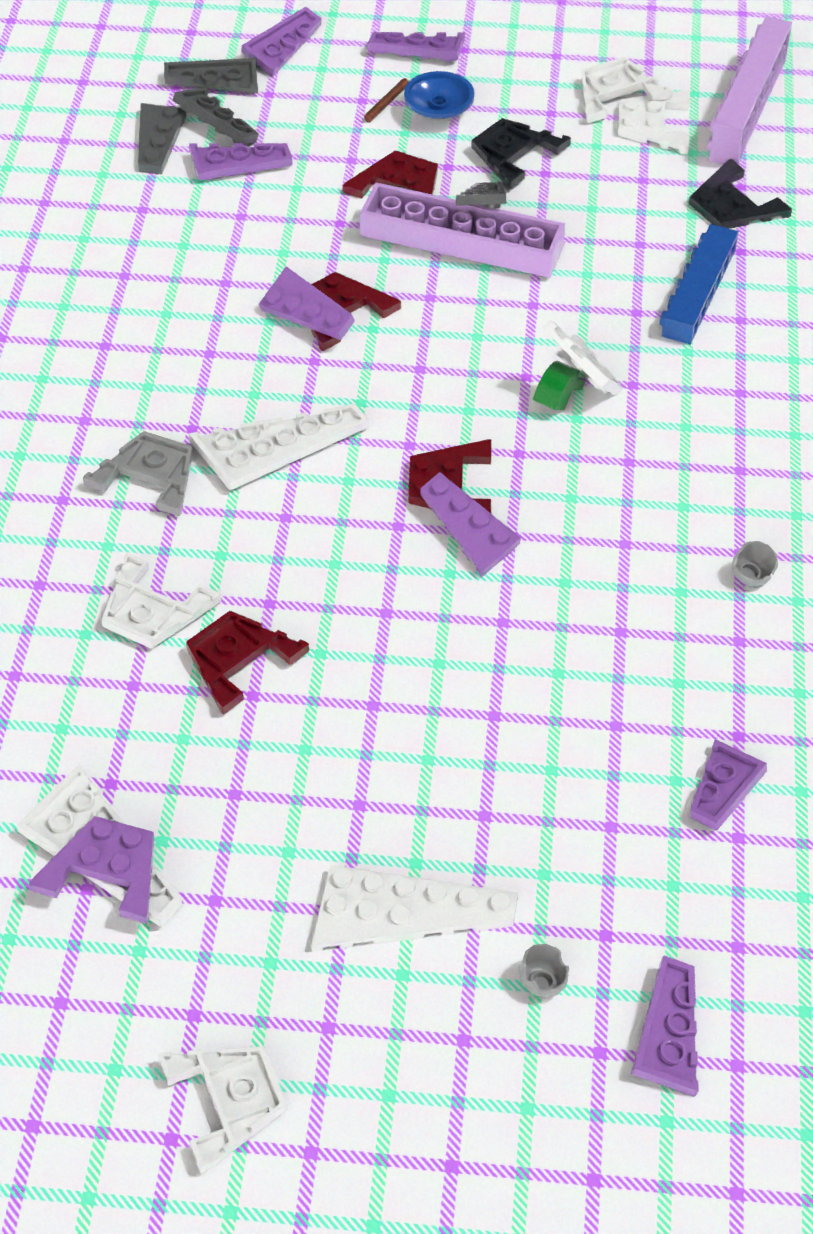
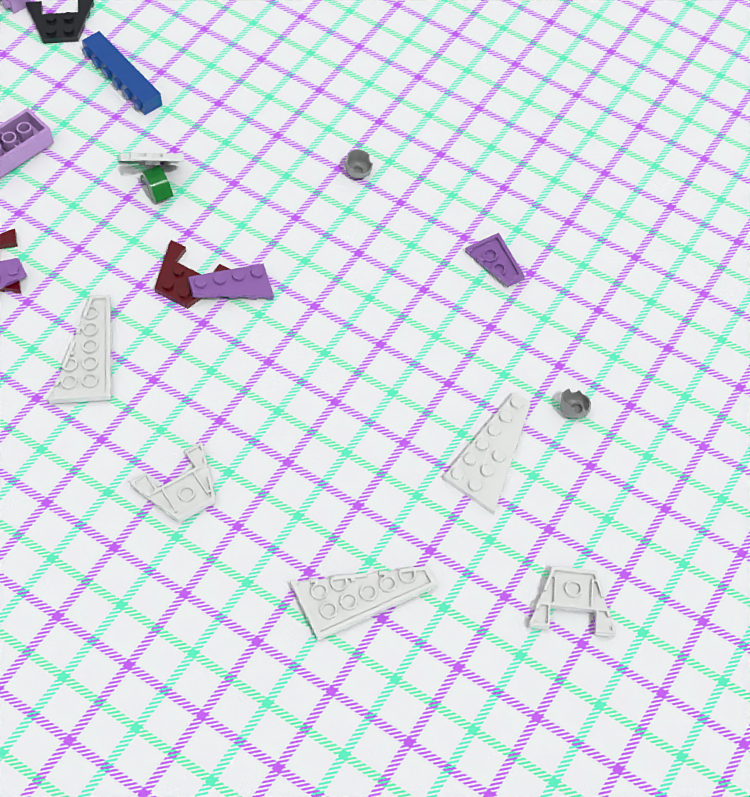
camera: 65 degrees left, 10 degrees up
(108, 853) = (375, 589): medium lavender wing -> none
(152, 461) = (57, 430): light grey wing -> none
(230, 646) = (246, 459): dark red wing -> none
(669, 1030) = (645, 372): medium lavender wing -> none

